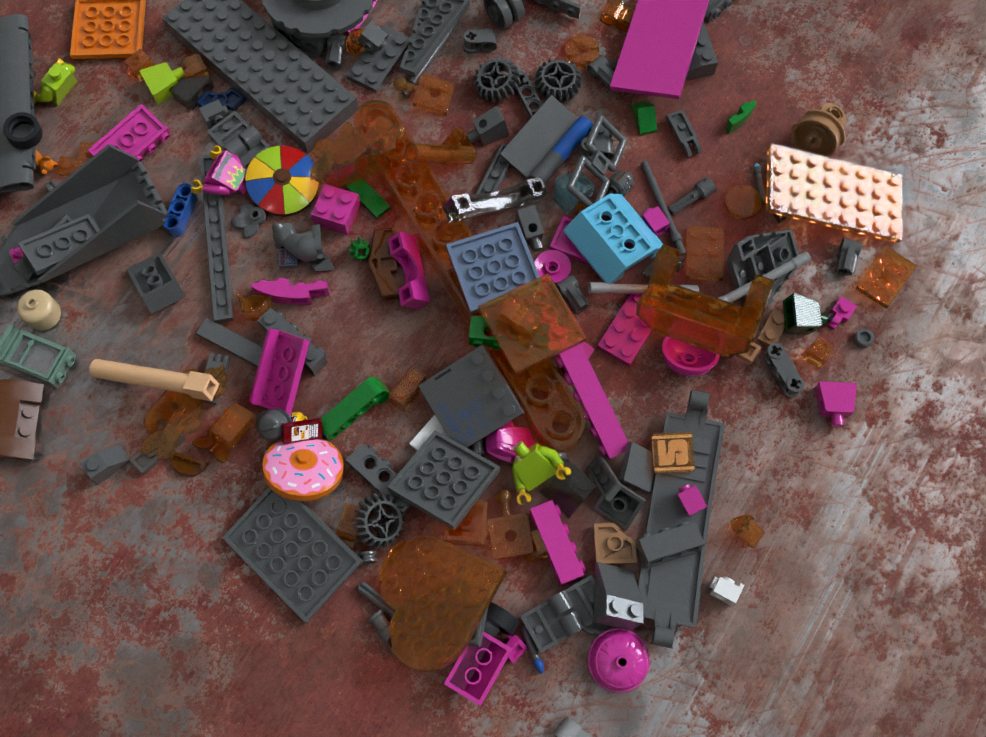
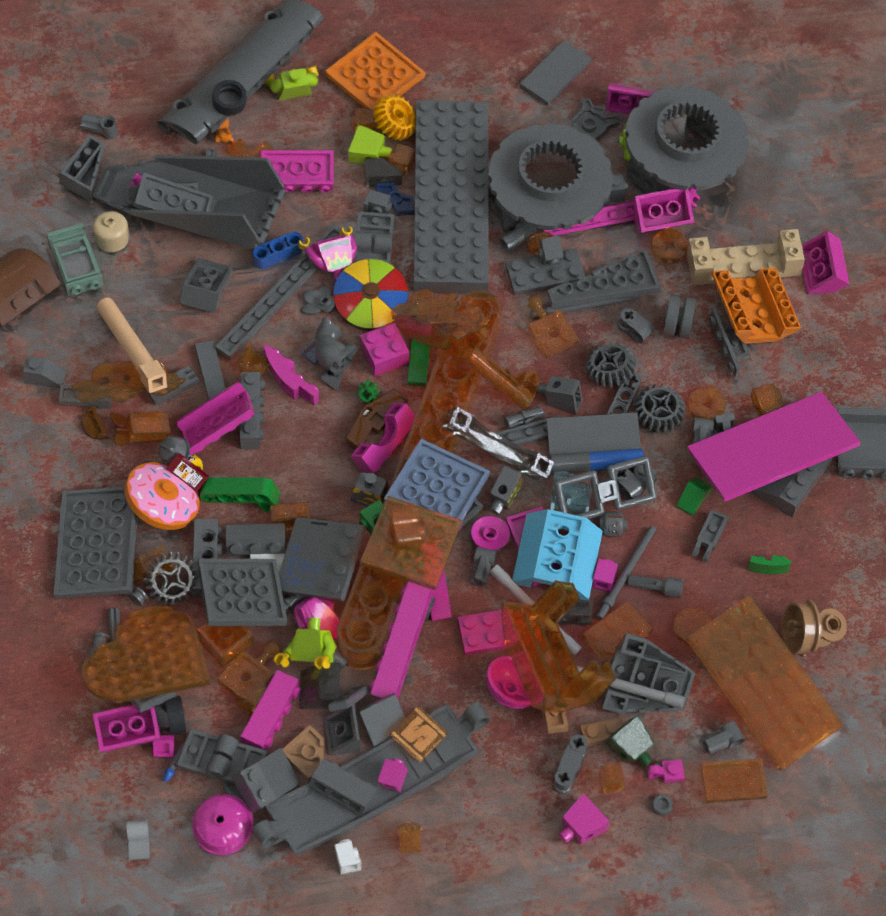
camera: 45 degrees right, 10 degrees down
(158, 42) = (395, 117): none -> light orange gear
(403, 430) = (255, 539): none -> dark grey brick
(441, 317) = (369, 489): none -> dark grey torso
(480, 167) = (523, 417): none -> dark grey pin
(610, 51) = (724, 421): none -> dark grey tile

